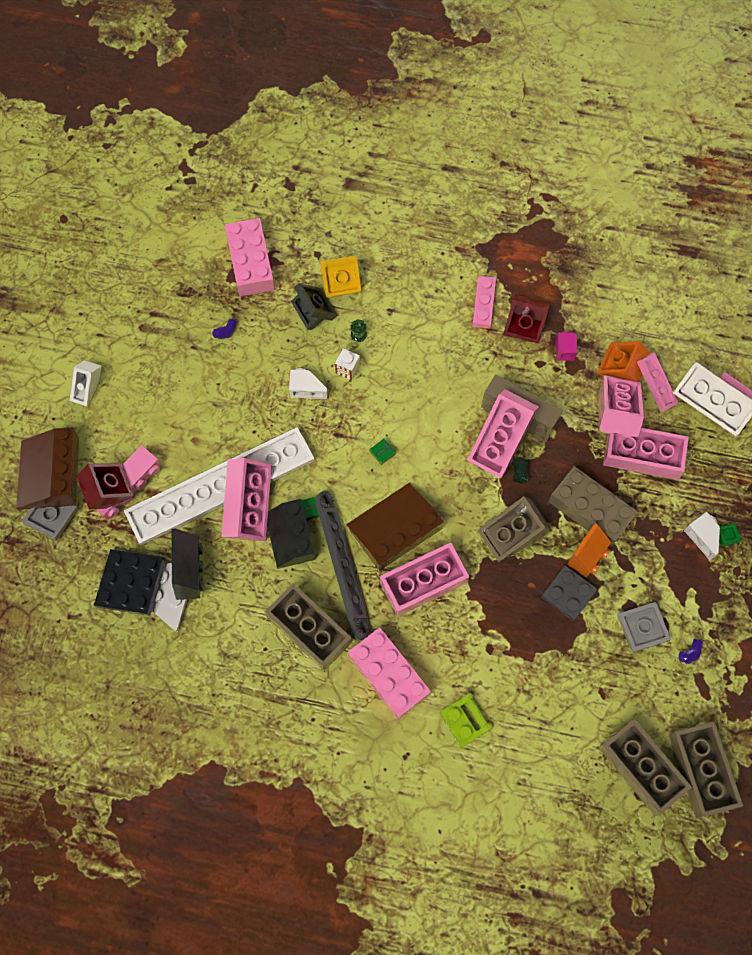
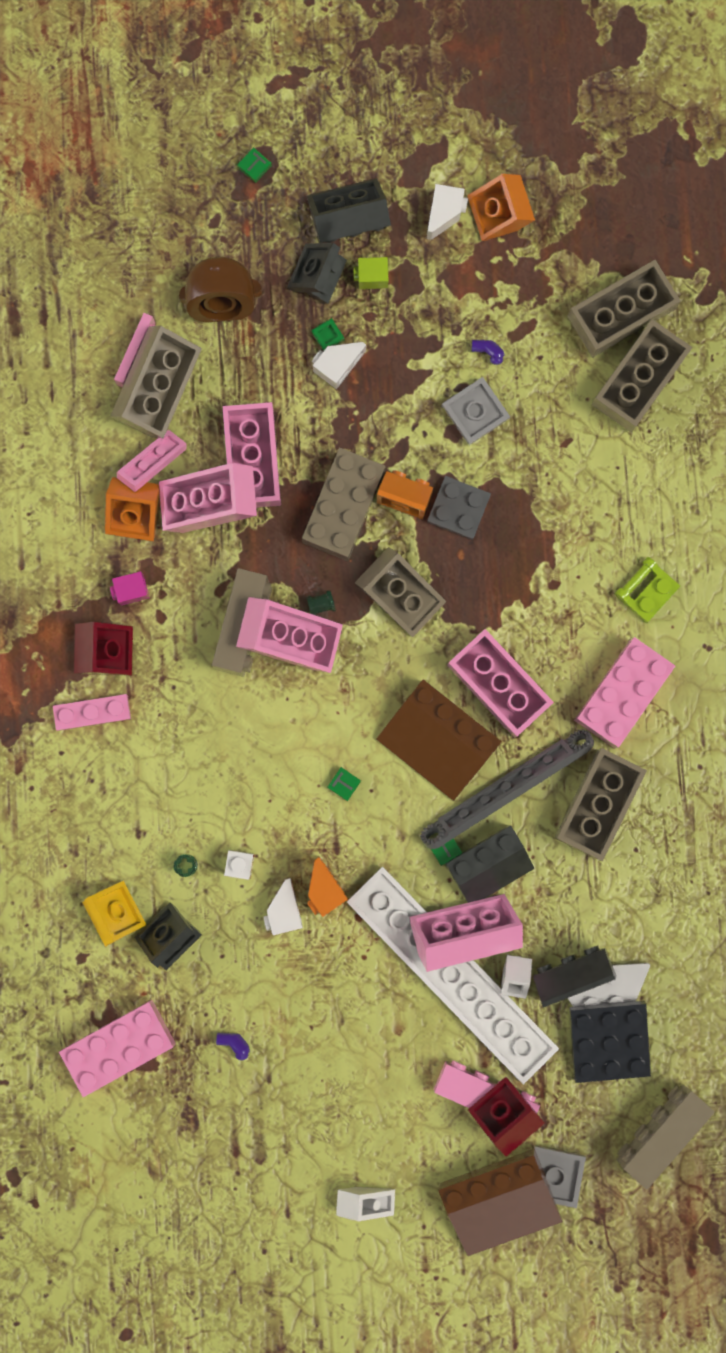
camera: 110 degrees left, 15 degrees up
(46, 598) = (664, 1135): none -> dark tan brick
(202, 526) = (516, 976): none -> white brick
(312, 412) = (324, 890): none -> orange slope

